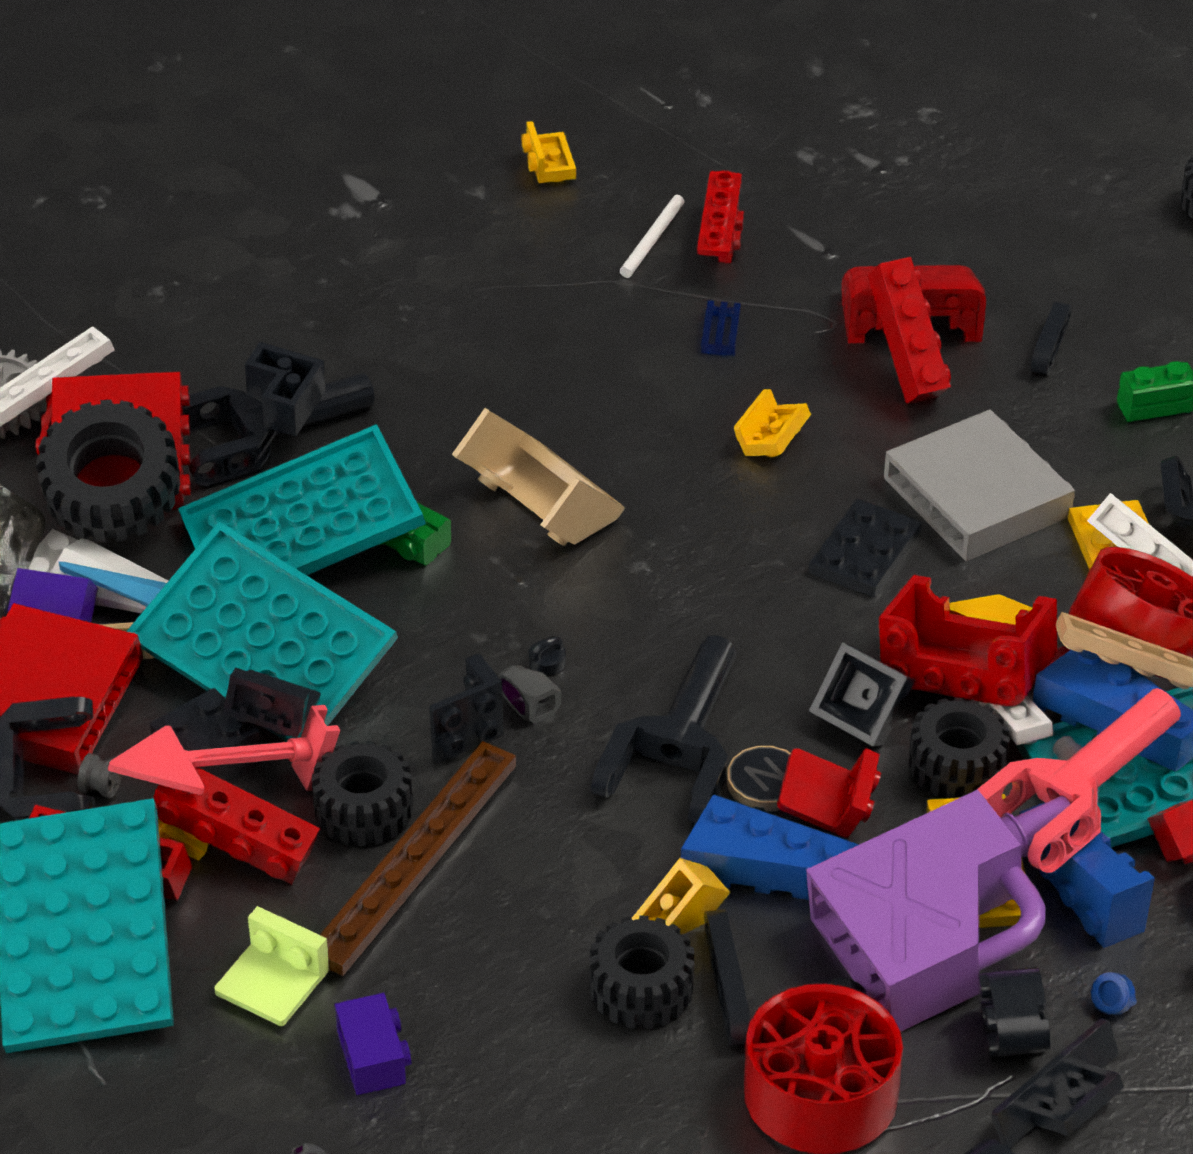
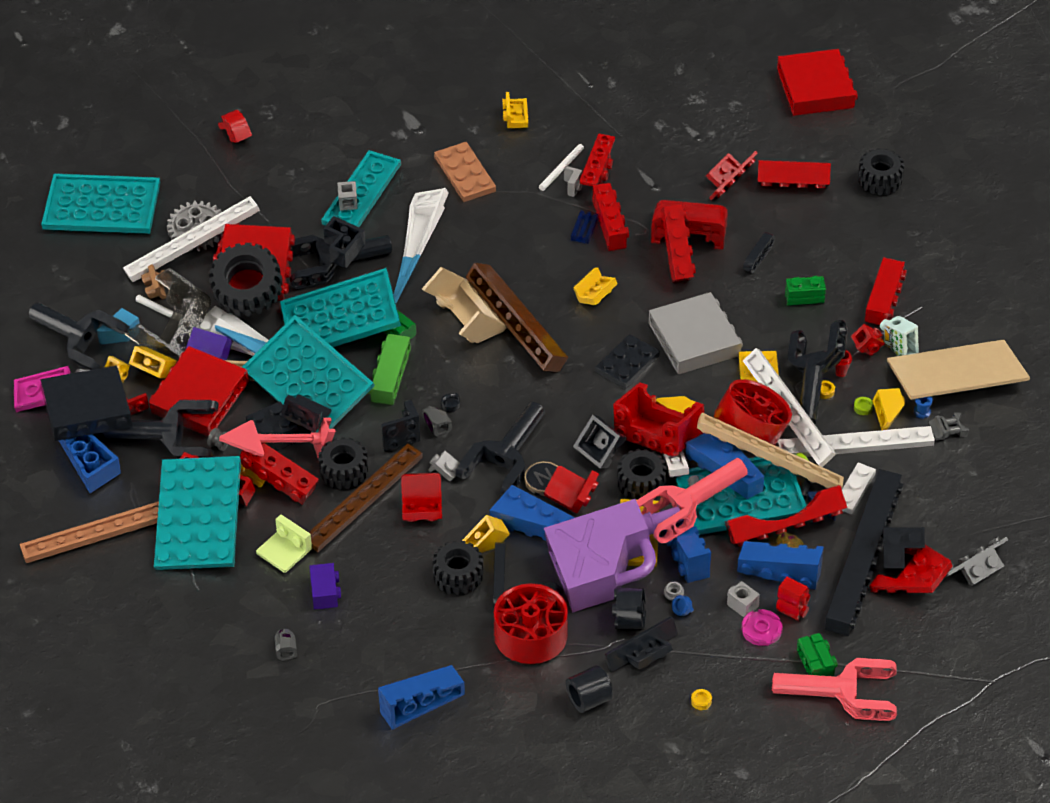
camera: 10 degrees right, 5 degrees up
(42, 220) = (235, 126): none -> red brick
(274, 313) = (347, 195): none -> light grey brick
(299, 299) = (371, 180): none -> teal plate
(416, 607) = (390, 369): none -> bright green brick
(421, 338) = (423, 217): none -> white plate
(479, 259) = (465, 171): none -> nougat plate
(536, 839) = (421, 497): none -> red bracket
(565, 773) = (445, 465): none -> light grey bracket
(641, 491) = (517, 317): none -> reddish brown brick
(680, 247) = (573, 177): none -> light grey bracket
(765, 305) = (609, 216): none -> red brick
(949, 216) = (725, 171): none -> bracket
(1060, 64) = (816, 82): none -> red brick
(1072, 203) = (793, 172): none -> red brick
(1085, 966) = (673, 587): none -> light grey plate

